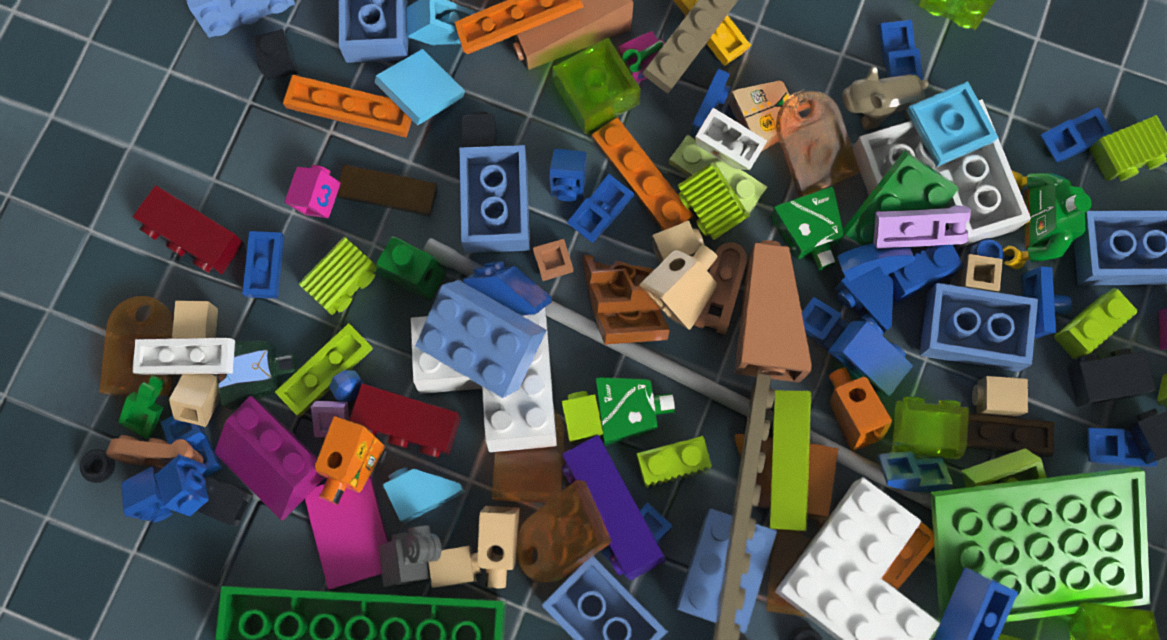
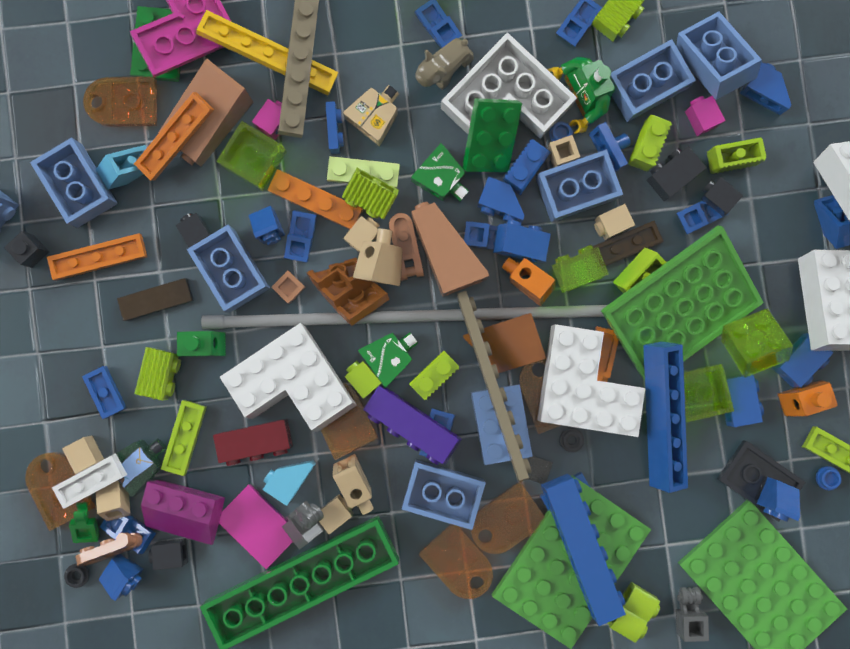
camera: 35 degrees left, 10 degrees up
(182, 485) = (138, 560): blue brick -> none
(187, 231) = (41, 398): dark red brick -> none
(312, 191) = (107, 327): dark pink brick -> none
(323, 414) = (206, 466): lavender plate -> none
(346, 386) = (203, 440): blue tile -> none
(346, 459) = (231, 487): orange torso -> none
(419, 87) = (136, 219): medium azure tile -> none
(480, 338) = (271, 370): medium blue brick -> none
(509, 288) = (269, 330): blue slope -> none
(565, 535) = (391, 457): clear orange plate -> none
(641, 56) = (270, 121): green hand -> none
(729, 141) = (359, 150): white torso -> none
(790, 460) = (505, 336): lime tile -> none
(816, 145) = (416, 120): clear orange plate -> none
(868, 257) = (497, 171): blue slope -> none
(914, 475) = (584, 302): slope -> none
(921, 227) = (511, 142): lavender plate -> none
(952, 124) = (496, 60): medium azure tile -> none

